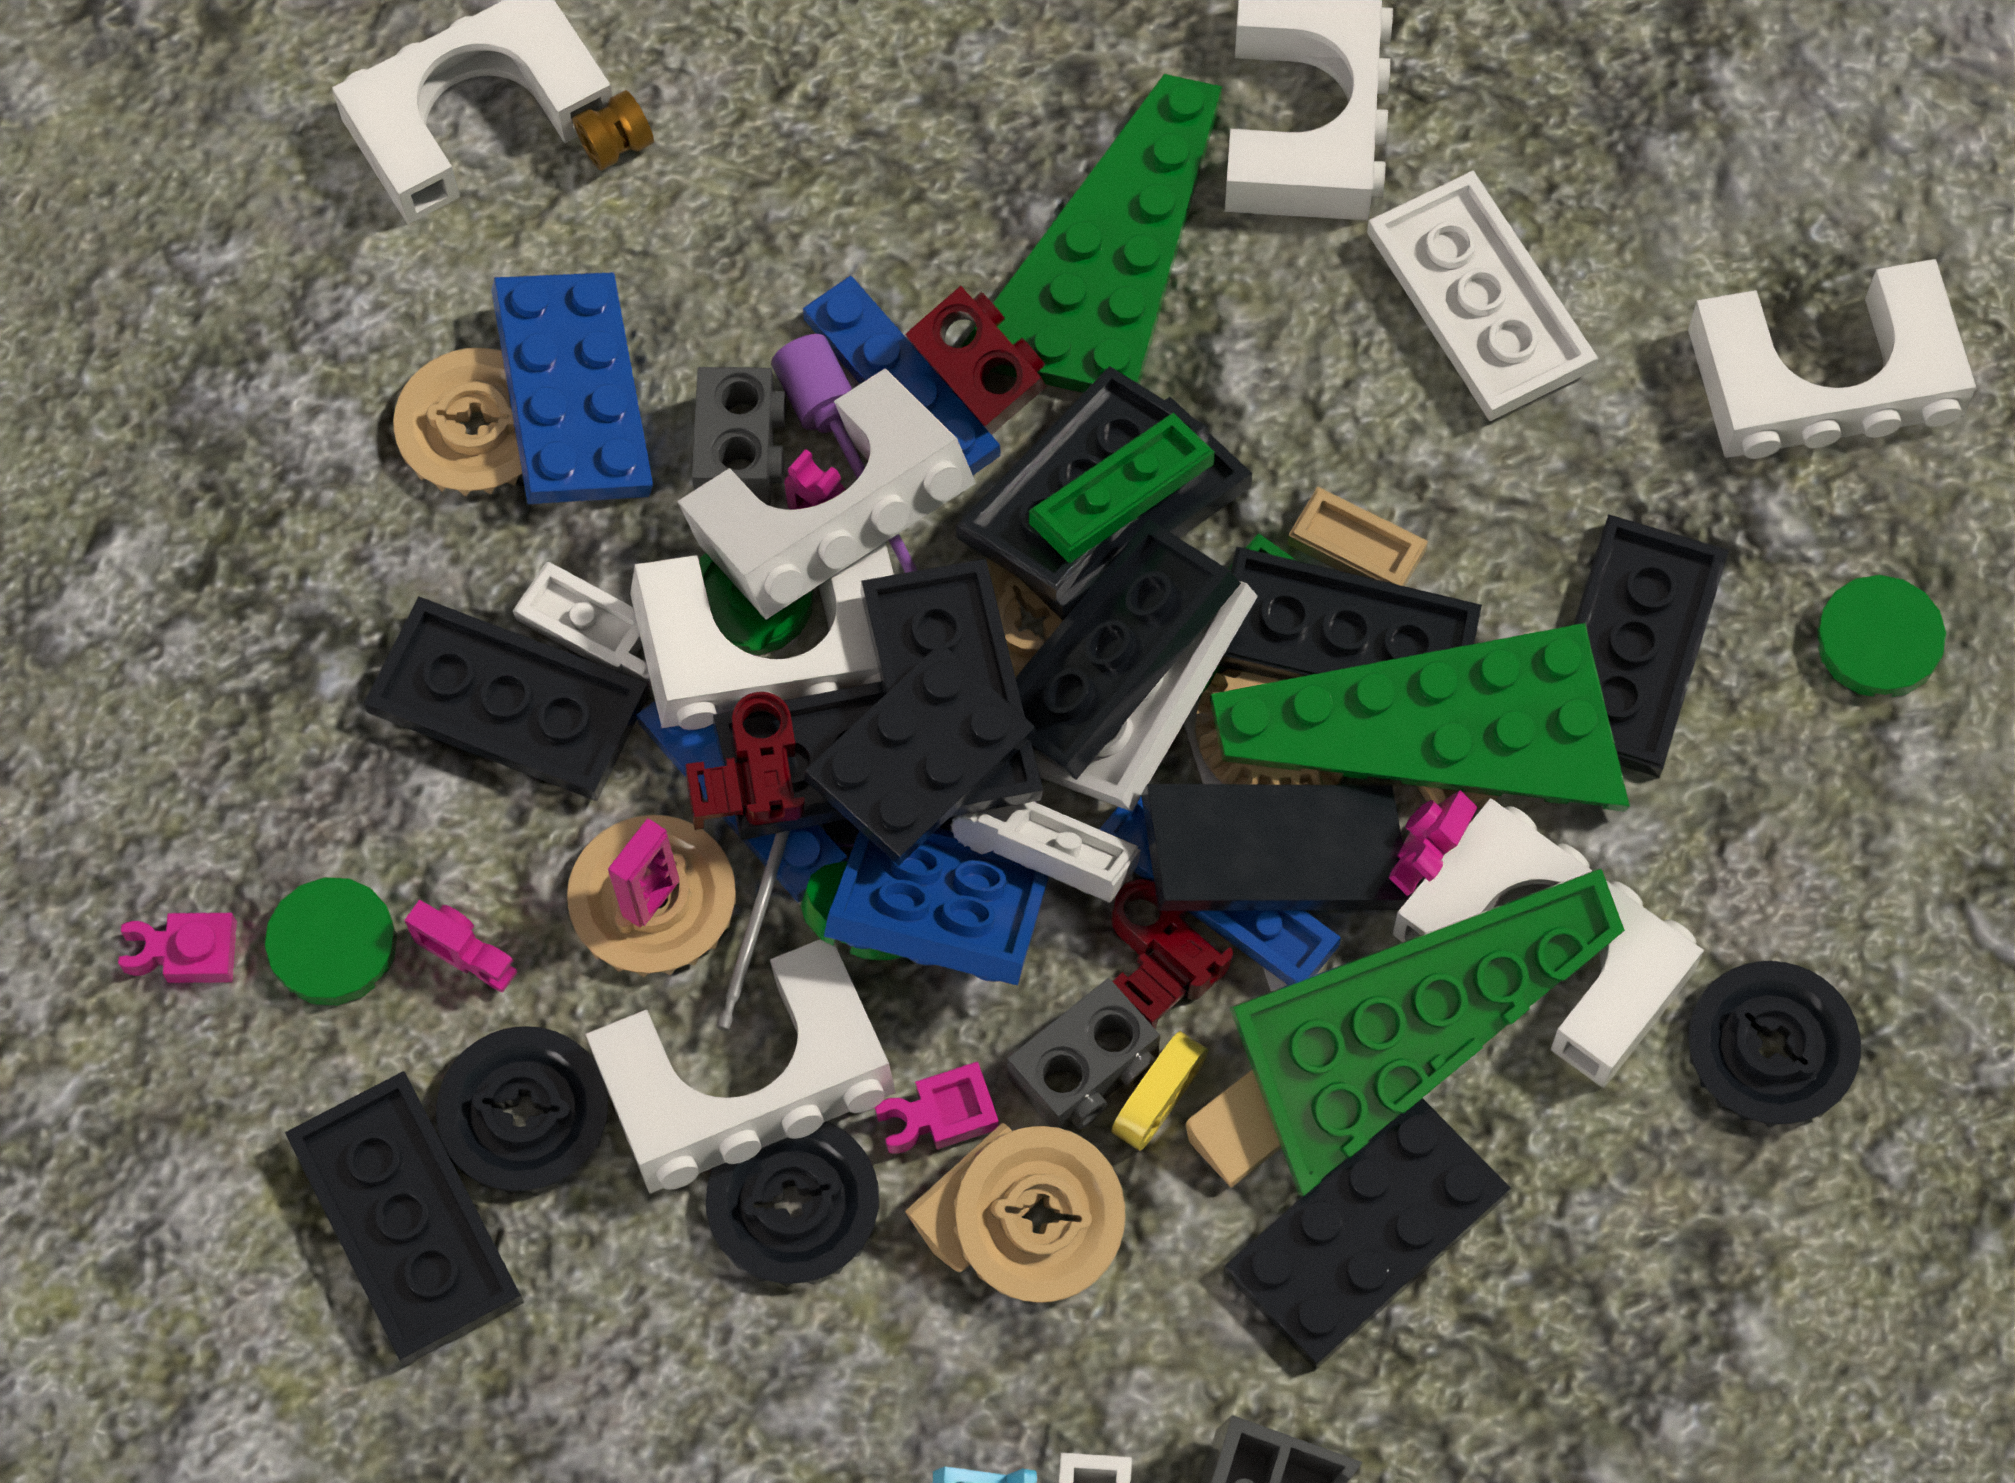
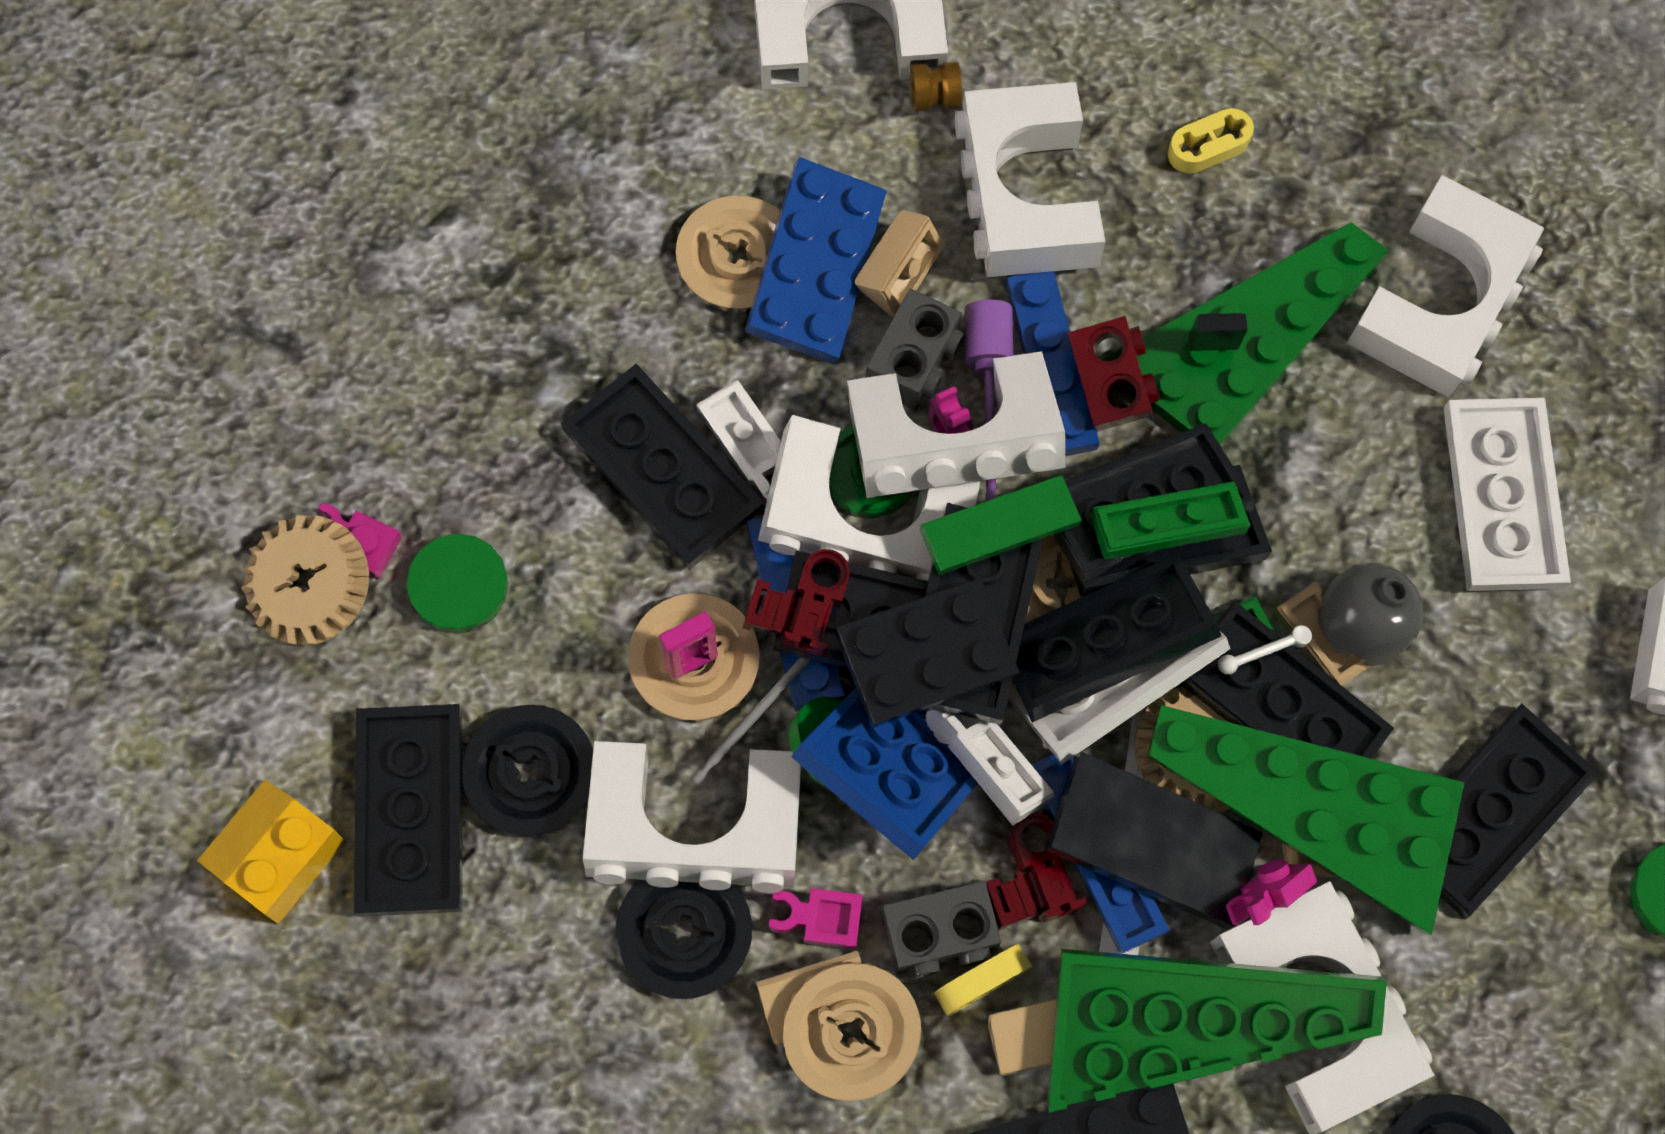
camera: 20 degrees right, 5 degrees up
(191, 1016) = (334, 591): none -> tan gear
(264, 1338) = (271, 851): none -> yellow slope
(451, 938) = (538, 619): dark pink plate -> none
(669, 344) = (900, 260): none -> tan slope
(785, 253) = (1014, 233): none -> white arch
(933, 577) = (1000, 525): none -> green tile
(953, 48) = (1207, 134): none -> light yellow beam
(1073, 259) = (1217, 332): none -> tile
(1328, 553) = (1299, 637): none -> white hinge
(1395, 490) = (1371, 613): none -> dark grey cylinder

